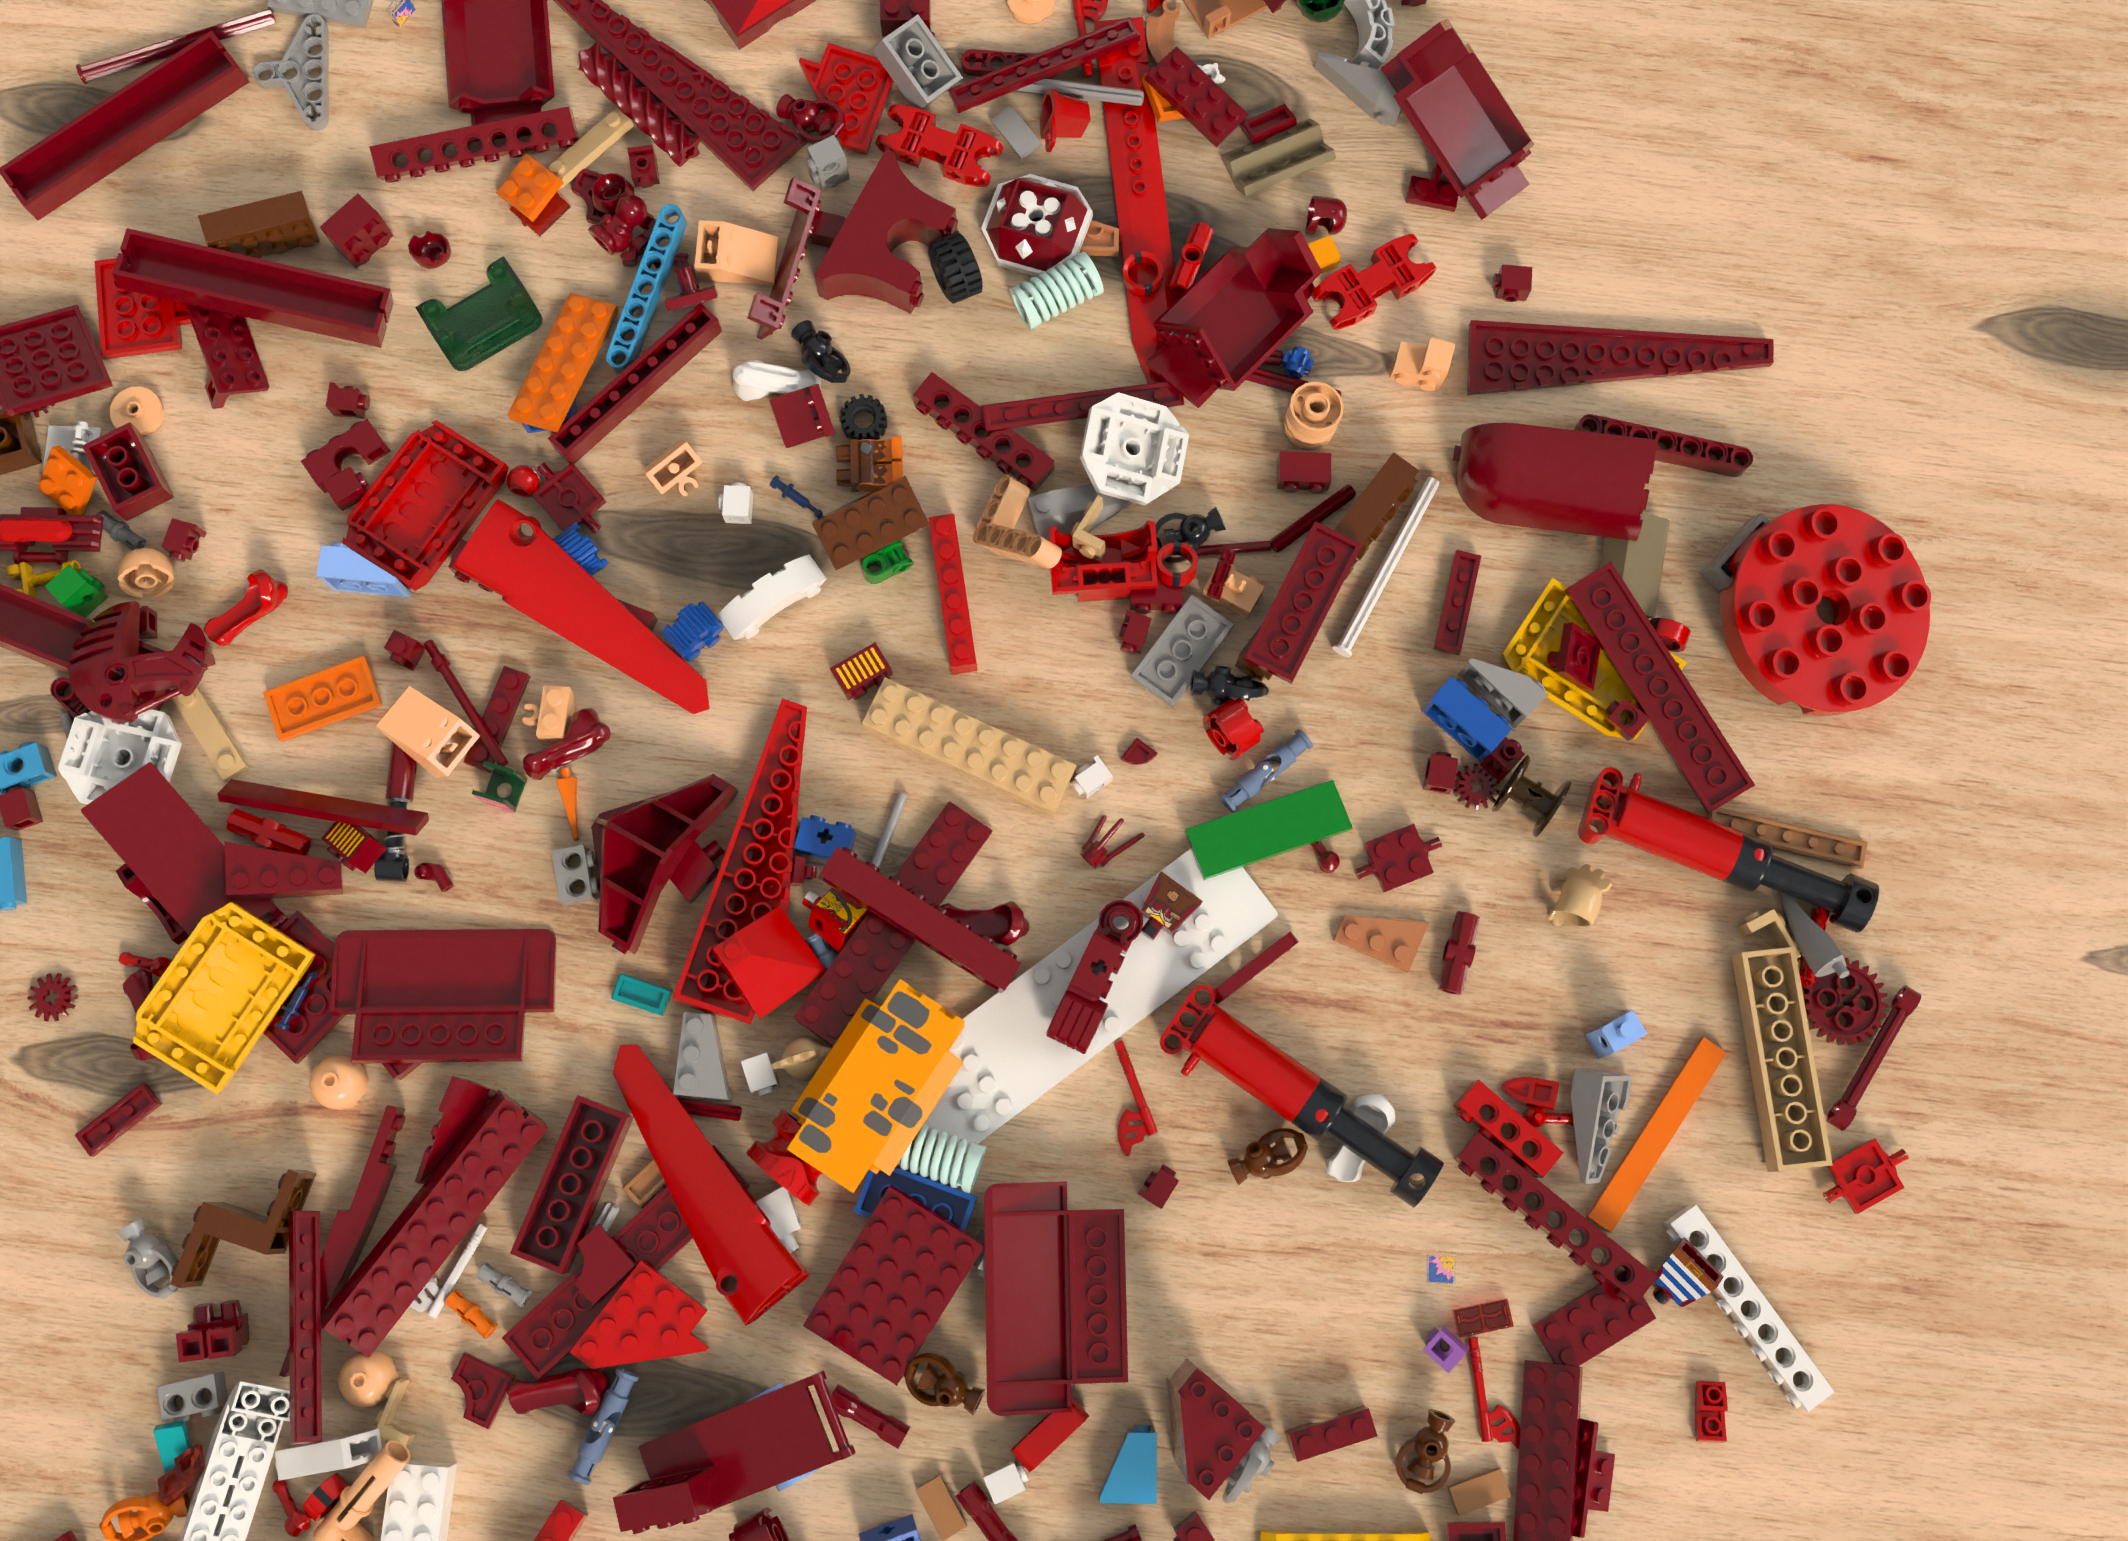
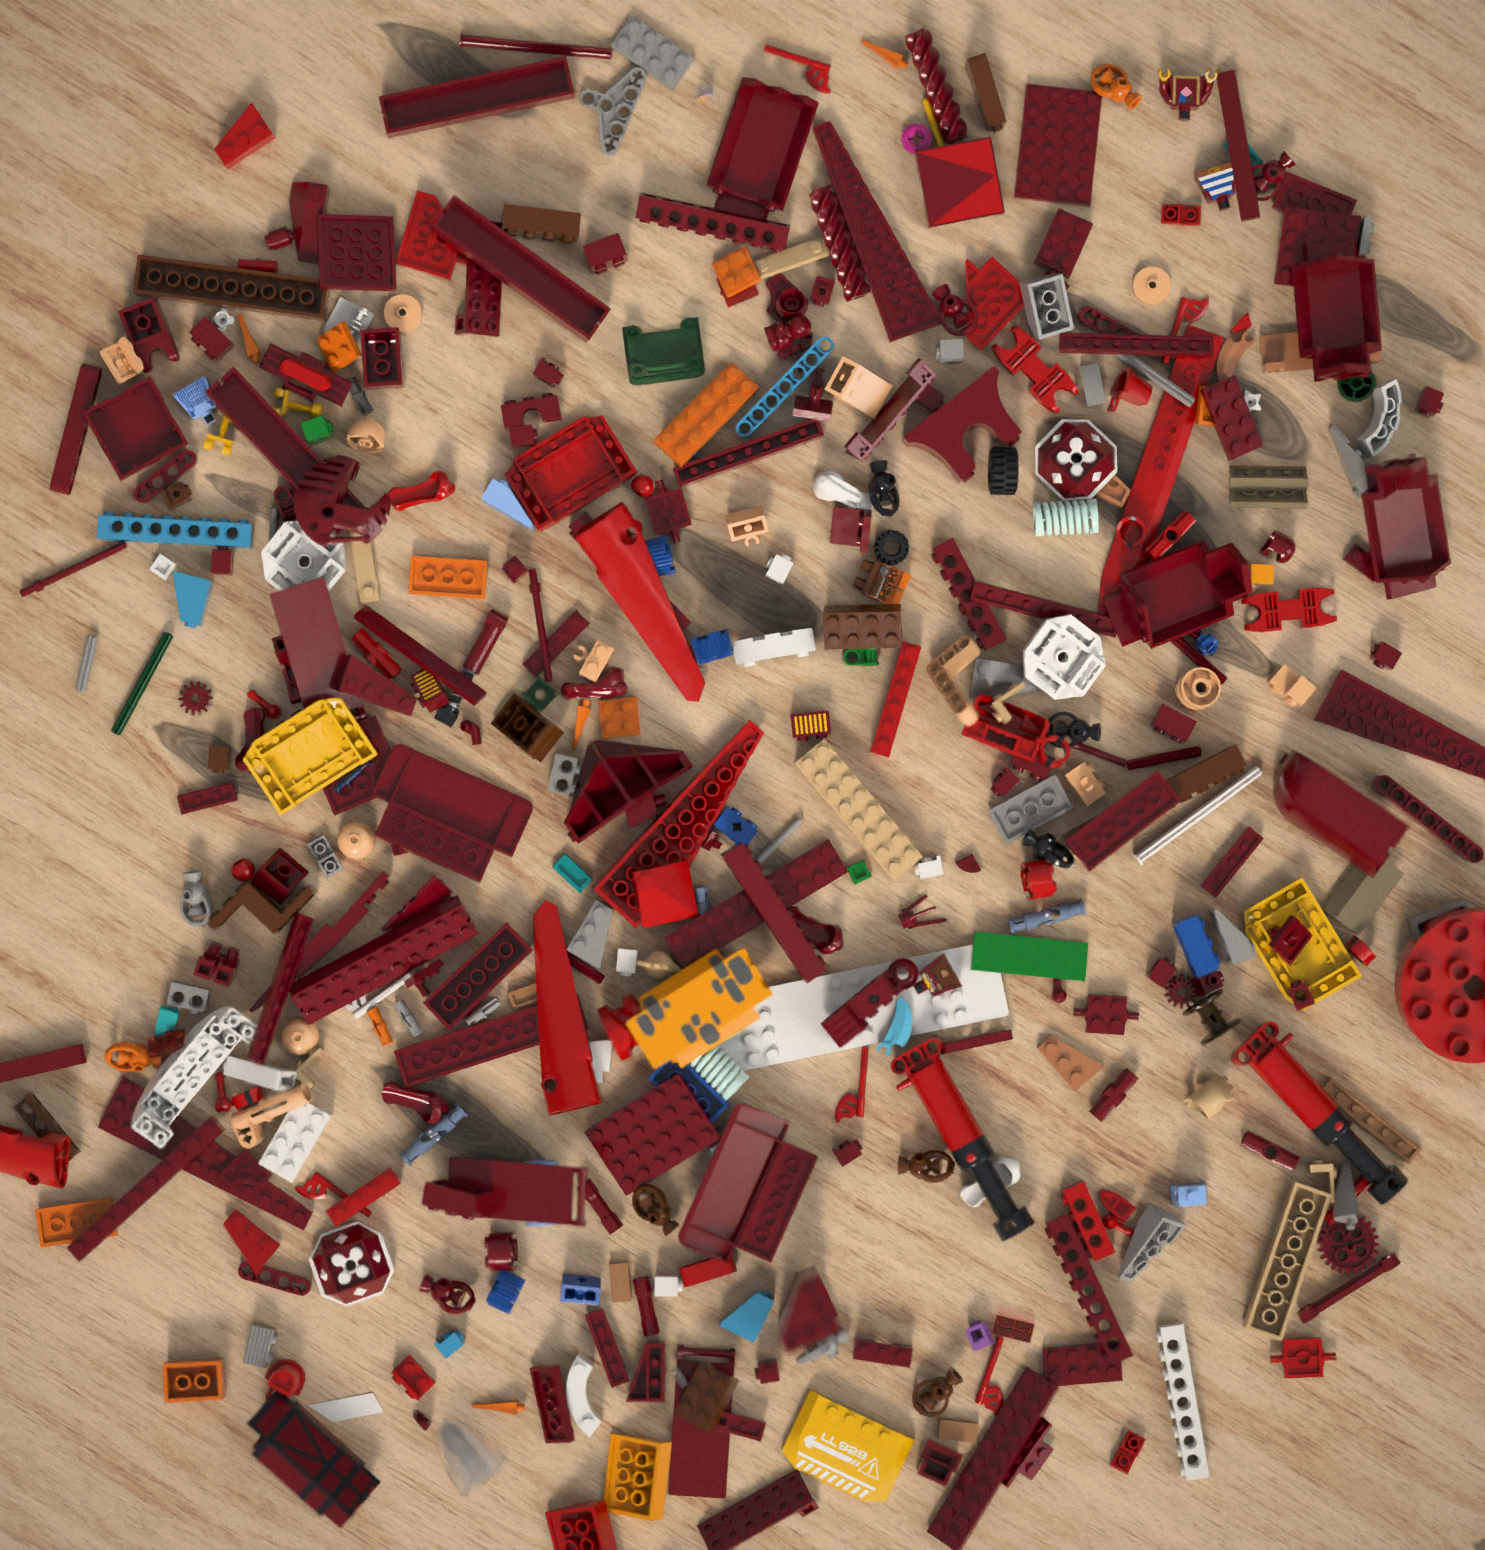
camera: 30 degrees right, 10 degrees up
(112, 1059) = (219, 758): none -> reddish brown brick
(182, 539) = (398, 423): dark red brick -> none
(200, 1189) = (243, 870): none -> red piece
(252, 1175) = (279, 876): none -> dark red slope
(305, 1122) = (325, 855): none -> light grey slope
(427, 732) = (509, 638): light nougat slope -> none
(430, 250) = (649, 287): dark red hair -> none
(483, 1388) = (369, 1075): dark red tile -> none
(492, 1222) = (418, 978): none -> dark red plate
(503, 835) = (527, 728): none -> reddish brown brick
(603, 1264) = (477, 1035): dark red tile -> none
(617, 773) = (619, 717): none -> orange plate
(642, 1323) = (485, 1083): red wing -> none
(794, 495) = (820, 579): dark blue piece -> none
(834, 916) = (719, 882): torso -> none
(1006, 825) = (859, 872): none -> green tile
(1151, 994) = (900, 1028): none -> medium azure piece
(1221, 574) = (1080, 772): dark red axle -> none
(1268, 124) = (1274, 458): dark red tile -> none
(1441, 1269) = (1002, 1286): clear tile -> none
(1656, 1135) = (1183, 1268): orange tile -> none
(1659, 687) = (1334, 984): dark red plate -> none
(1685, 1276) = (1152, 1363): torso -> none
(1701, 931) = (1281, 1156): none -> dark red piece

